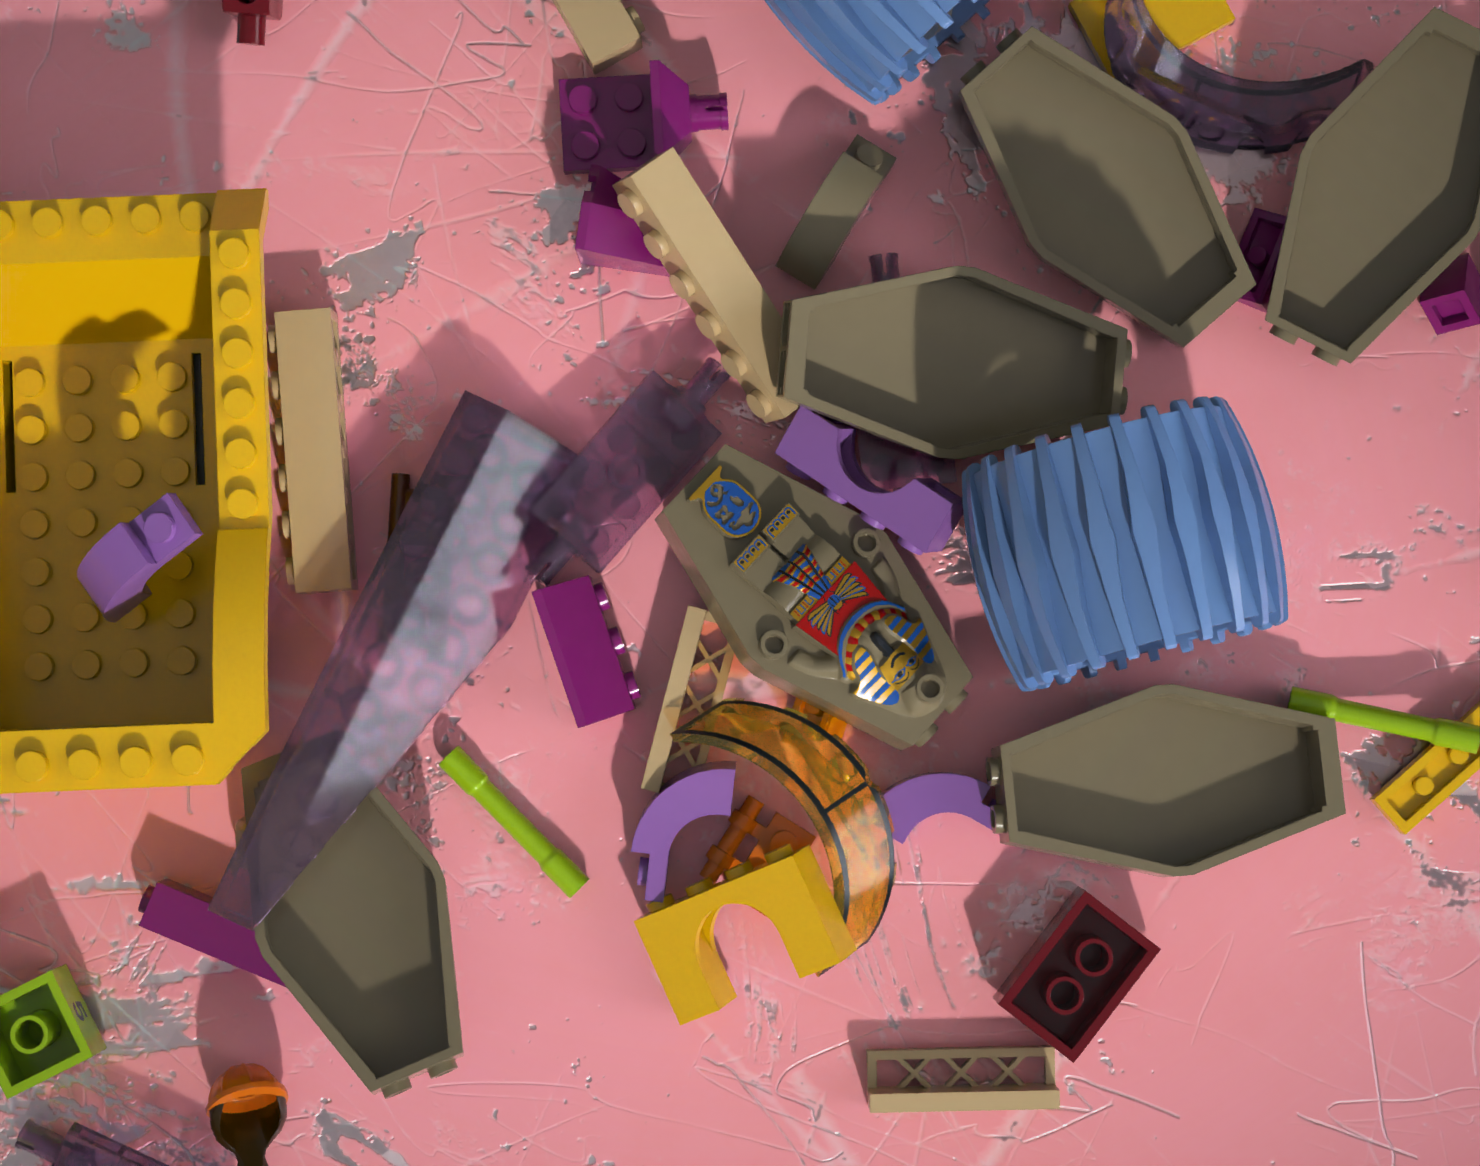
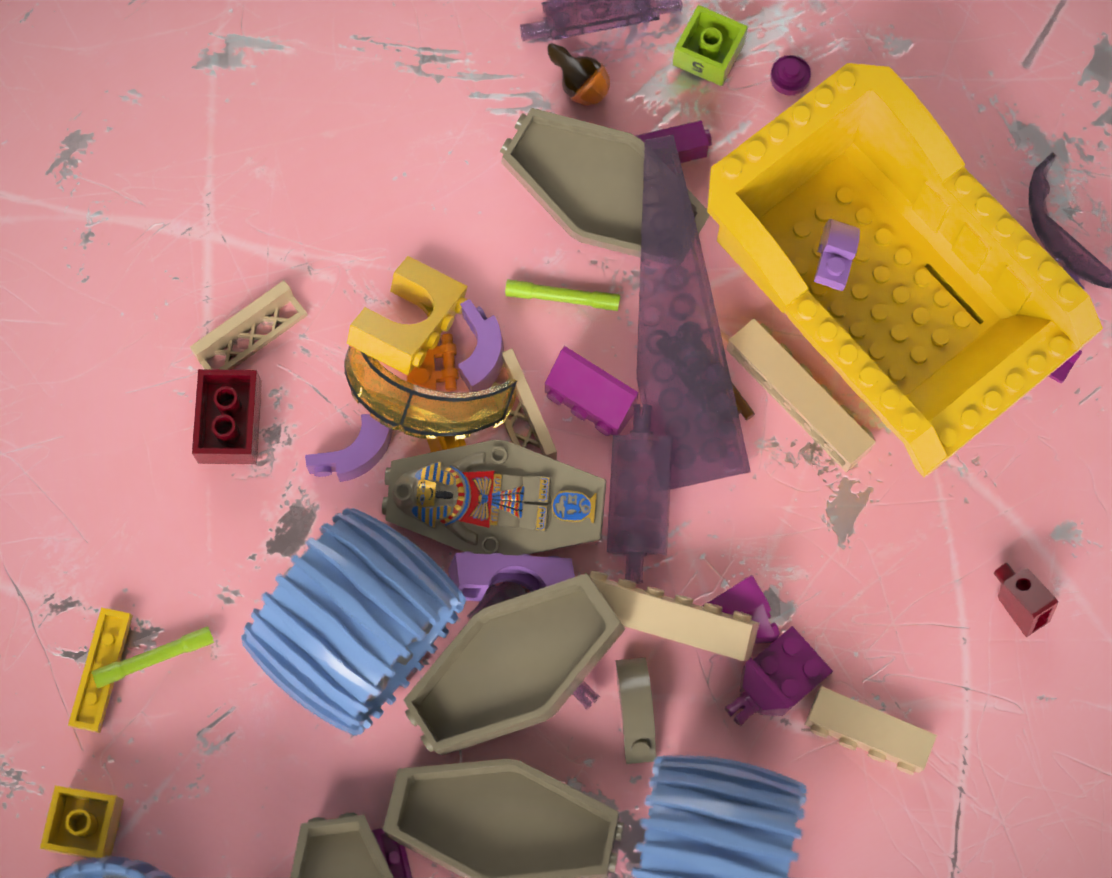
camera: 145 degrees right, 15 degrees down
(1167, 781) = (244, 538): dark tan container -> none

